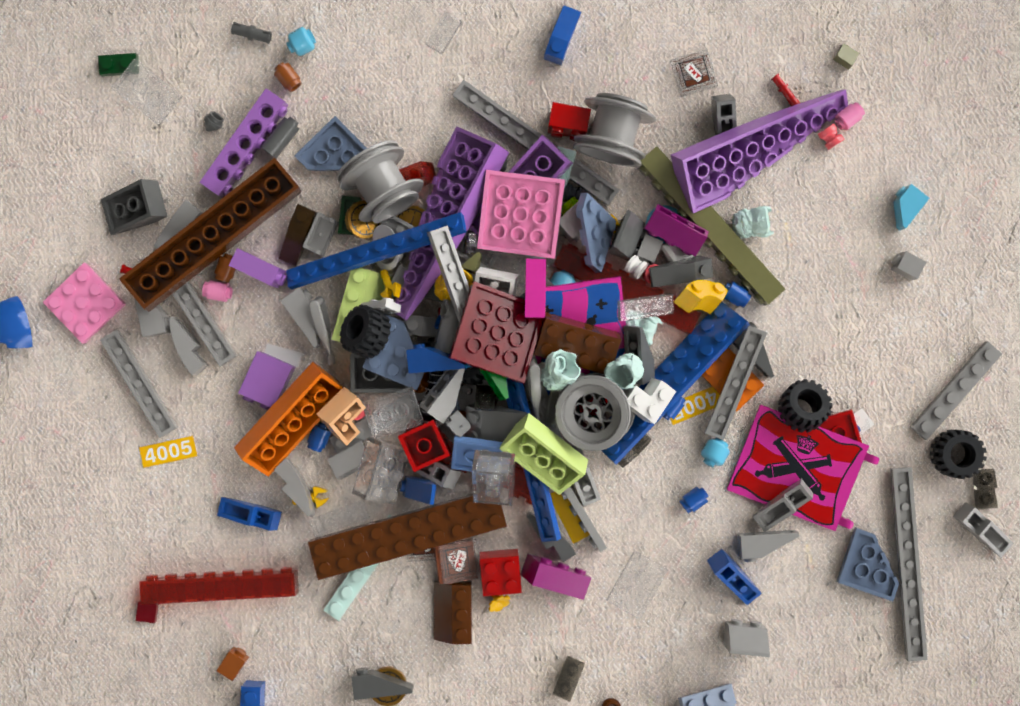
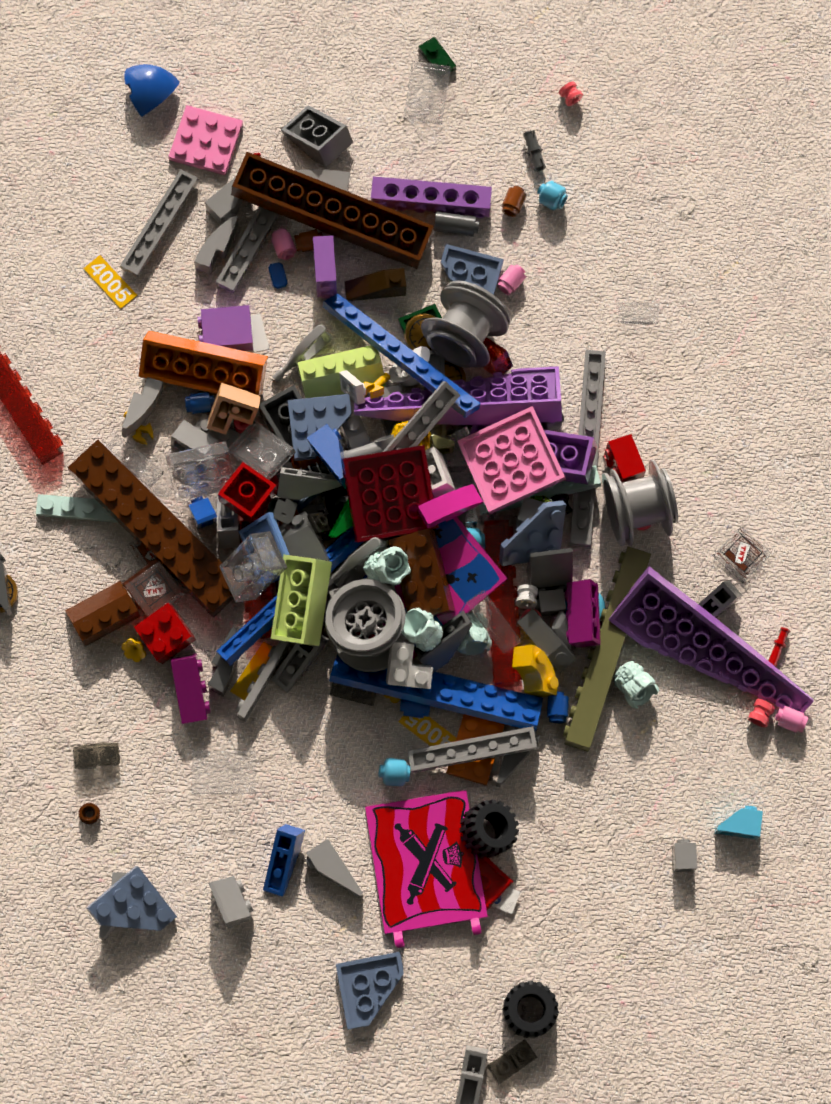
camera: 55 degrees right, 15 degrees down
(213, 121) = (435, 160): dark grey plate -> none
(241, 310) = (277, 275): none -> blue piece
(249, 513) = (93, 380): blue slope -> none
(298, 306) = (309, 318): light grey slope -> none
(320, 234) = (388, 304): light grey hinge -> none
(356, 119) = (511, 279): none -> bright pink brick
(365, 331) = (322, 382): black tyre -> none
(562, 35) = (700, 416): blue slope -> none
(694, 499) = (337, 778): blue brick -> none
(783, 505) = (381, 865): light grey slope -> none
(908, 564) = (393, 1026): light grey plate -> none
(956, 390) = (592, 976): light grey plate -> none

